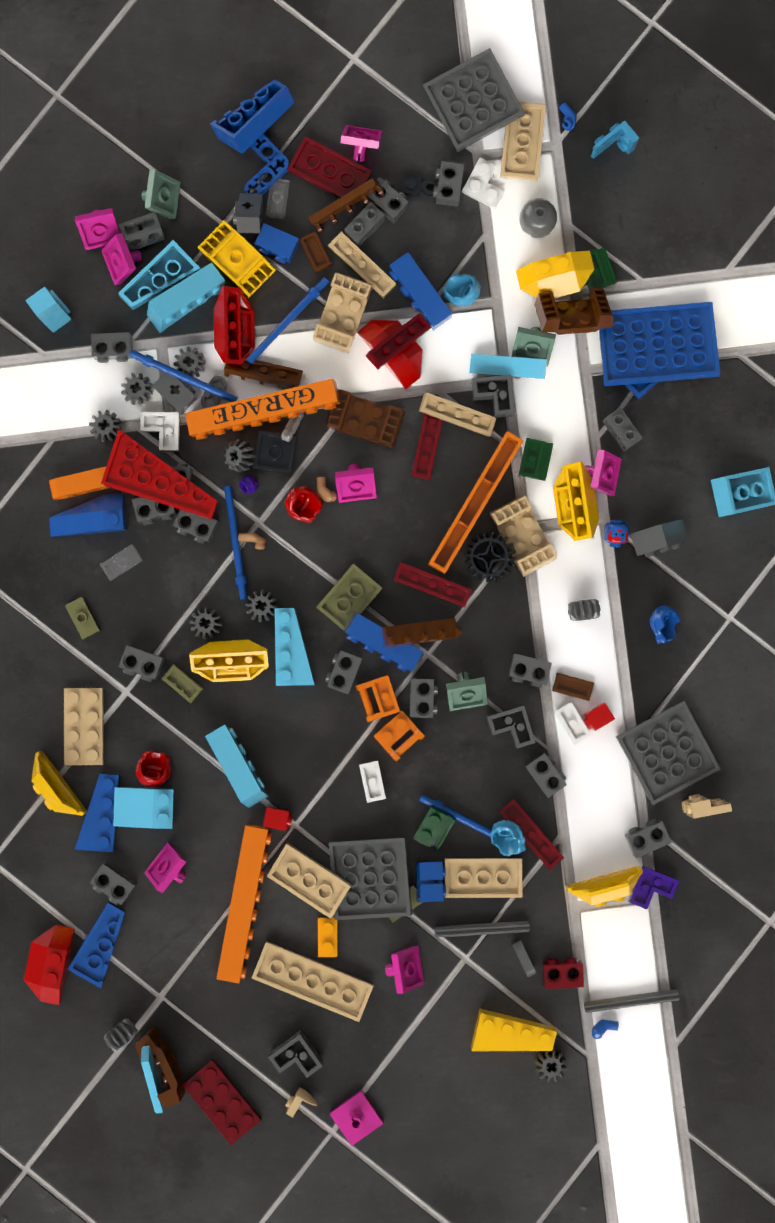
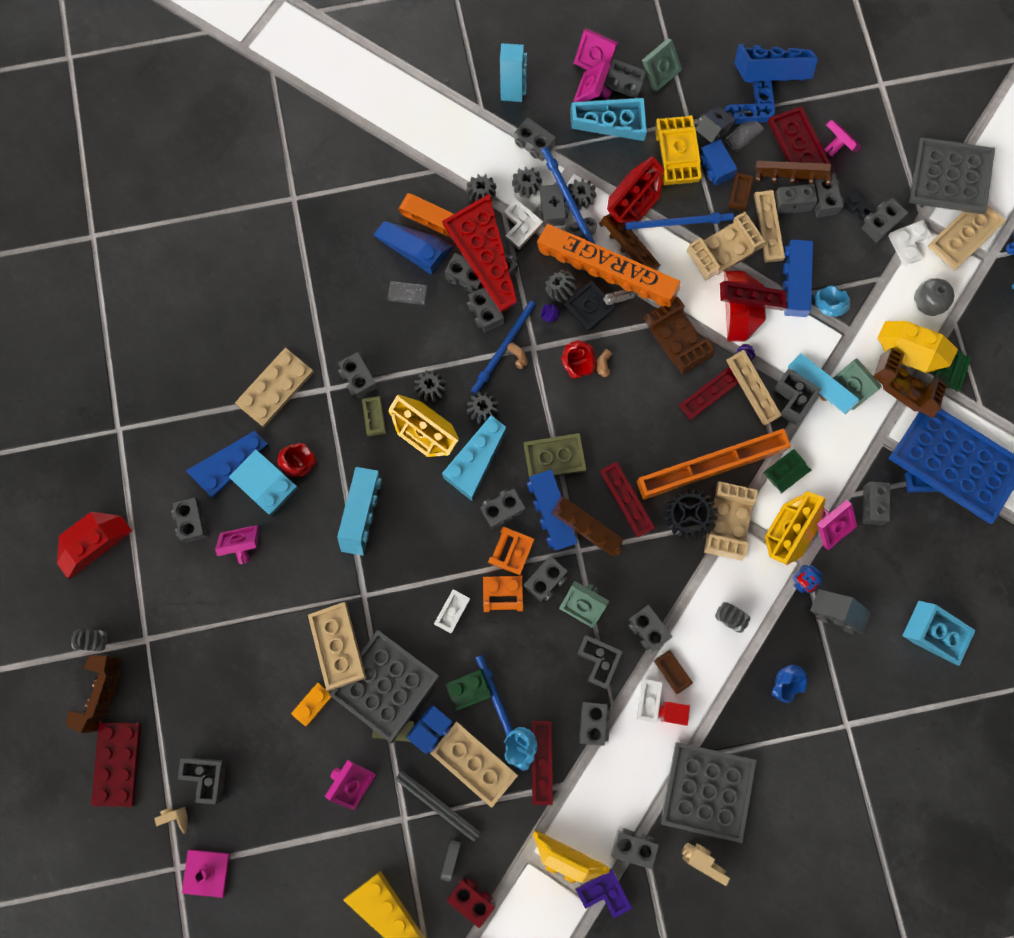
camera: 40 degrees right, 10 degrees down
(54, 788) = (212, 412): yellow wedge -> none
(82, 618) = (344, 309): olive plate -> none
(95, 952) = (132, 560): blue wing -> none
(151, 1078) = (79, 691): medium azure tile -> none
(184, 297) = (616, 145): medium azure wedge -> none
(243, 902) = (270, 621): orange brick -> none
(277, 818) = (354, 577): red brick -> none
(312, 981) = (269, 730): tan plate -> none
(355, 484) = (631, 375): dark pink tile -> none
(428, 386) = (748, 349): none -> dark purple plate

